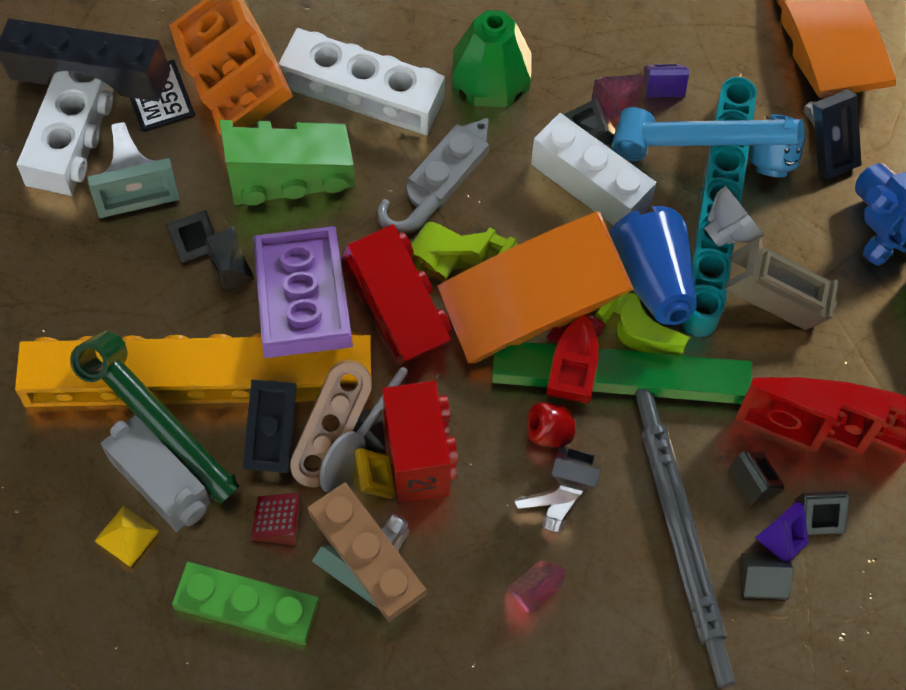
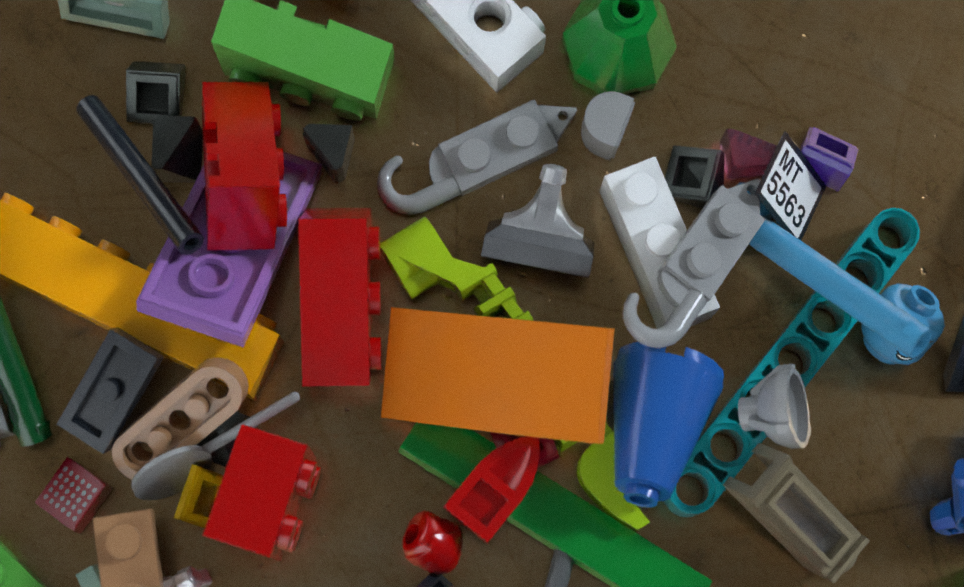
camera: 25 degrees right, 15 degrees up
(215, 279) = (140, 175): none -> black piece
(287, 238) = (242, 166): none -> red wedge
(335, 210) = (331, 147): none -> pearl dark grey slope
(509, 195) = (541, 232): none -> piece
(513, 116) = (606, 123): none -> light grey brick
(628, 157) = (700, 262): none -> light grey plate
(655, 96) = (790, 188): none -> sticker

